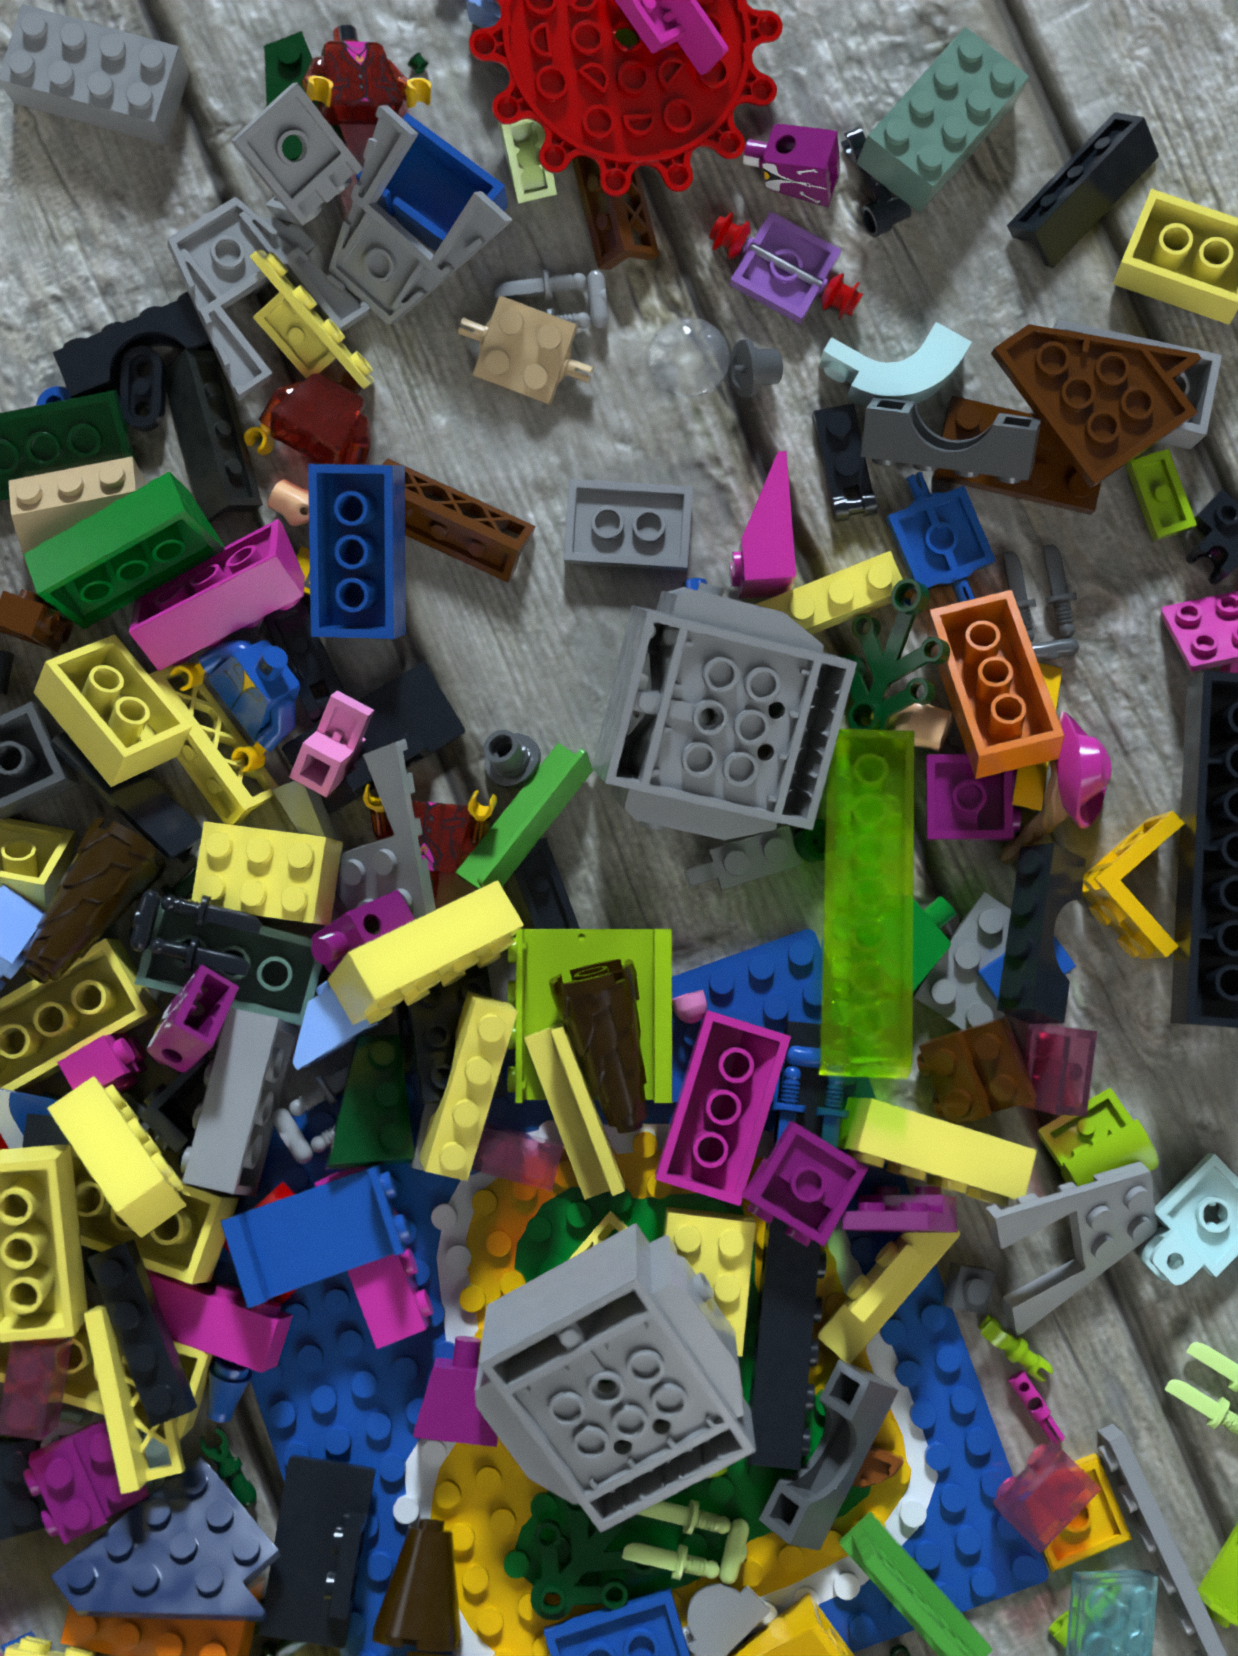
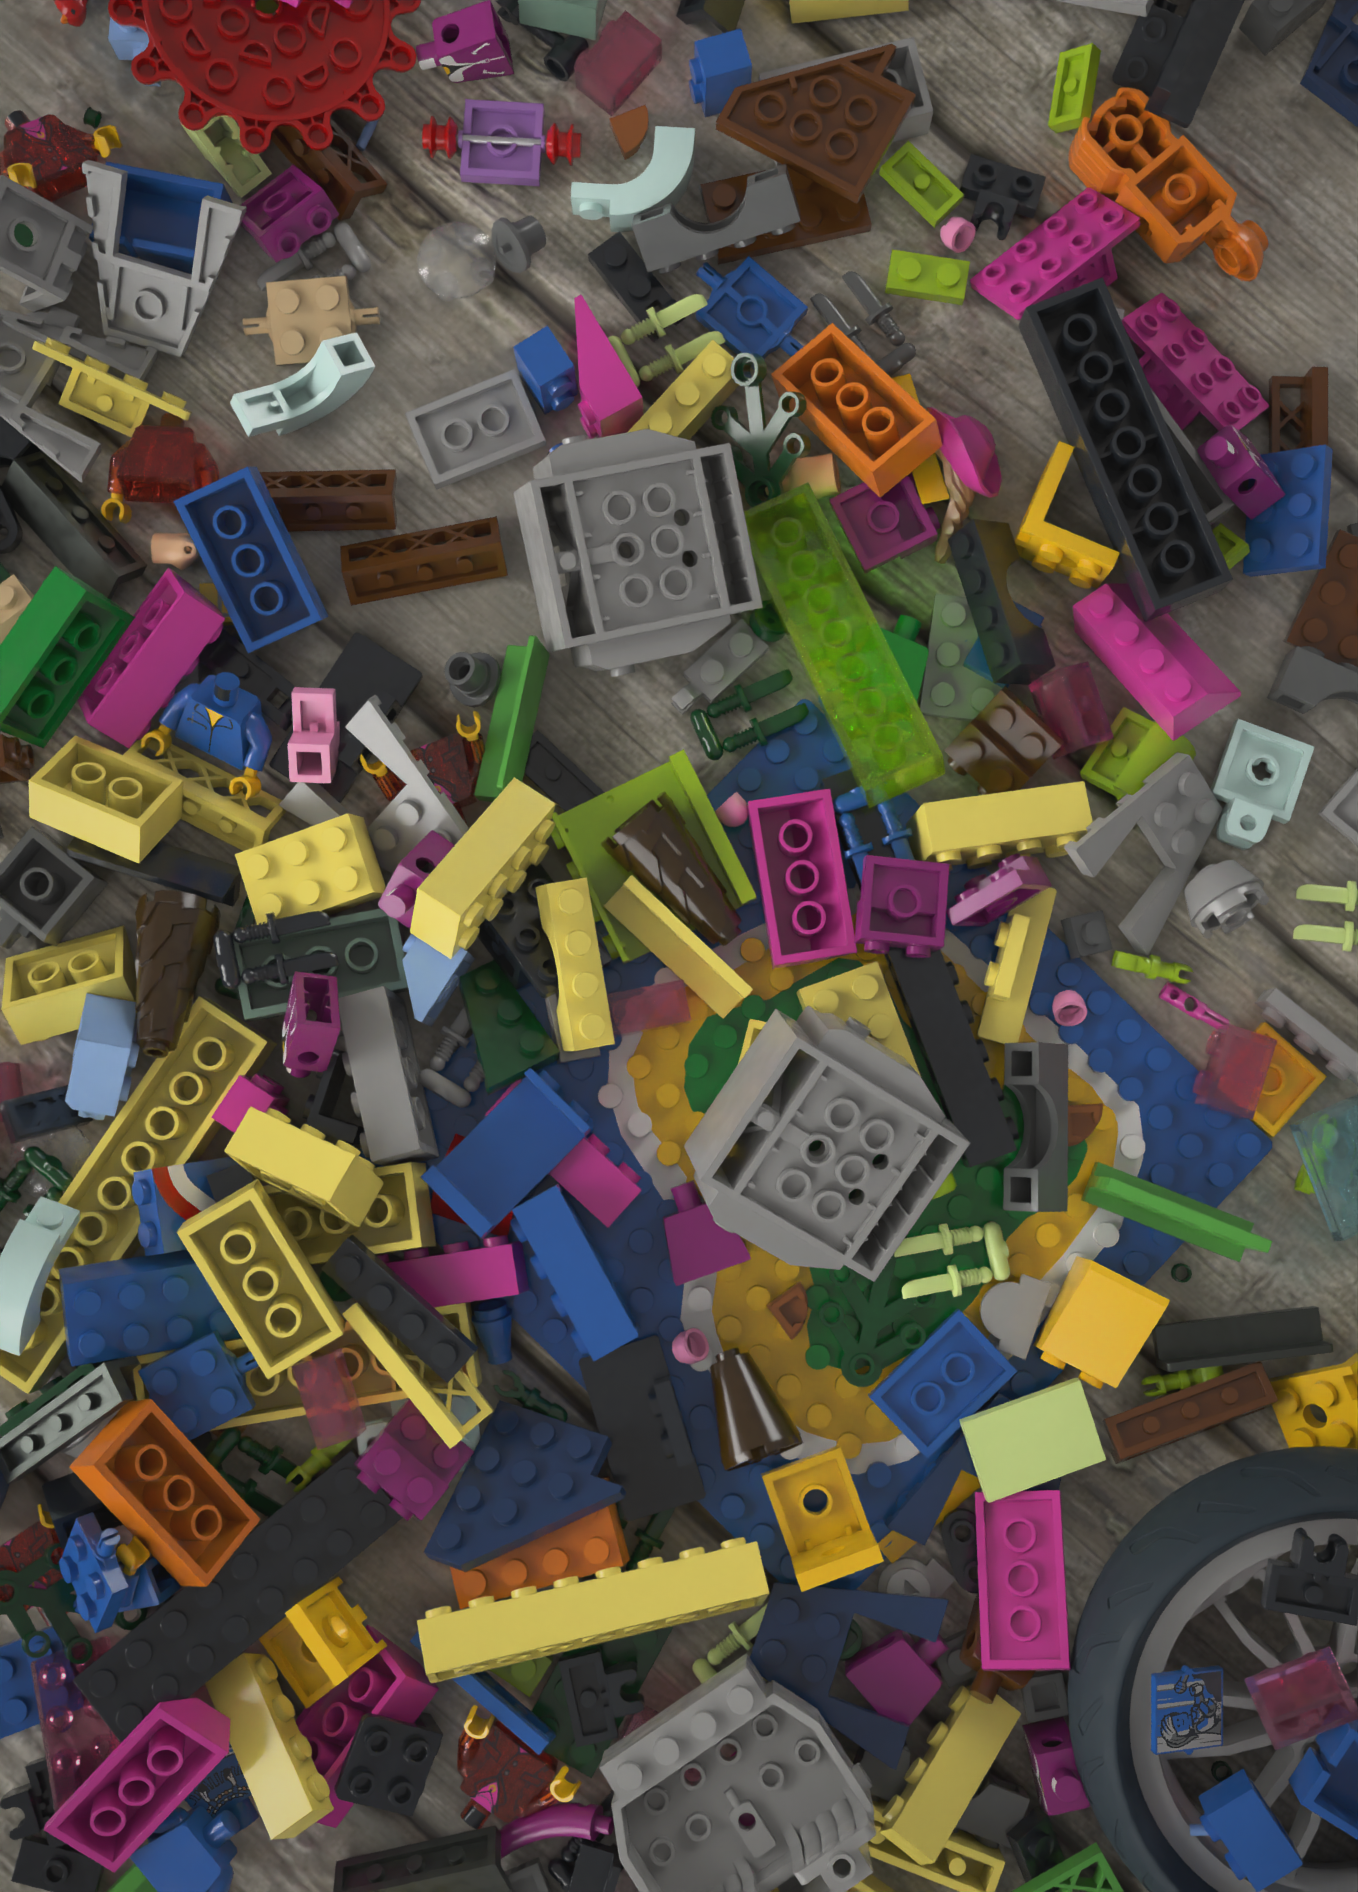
camera: 25 degrees left, 0 degrees up
(326, 1379) = (576, 1272): none -> blue brick
(400, 1497) = (690, 1346): none -> bright pink hinge
(496, 417) = (311, 393): none -> light aqua arch
(512, 1507) = (790, 1309): none -> dark orange tile
(517, 629) = (423, 564): none -> reddish brown fence
(551, 239) = (287, 213): none -> magenta plate
(661, 200) = (366, 135): none -> medium blue piece
(720, 504) = (546, 371): none -> blue brick
(753, 940) = (759, 730): none -> dark green piece
(847, 508) = (658, 322): none -> yellowish green piece
(911, 312) = (630, 130): none -> dark orange tile
(917, 1353) = (1069, 1008): none -> bright pink hinge
(930, 243) = (617, 62): none -> clear pink brick
(1021, 298) = (718, 68): none -> blue brick
(1116, 1319) = (1223, 897): none -> light grey cone
(1123, 585) = (927, 277): none -> lime plate
(1160, 1061) = (1152, 659): none -> dark pink slope
(1172, 558) = (965, 232): none -> bright pink hinge

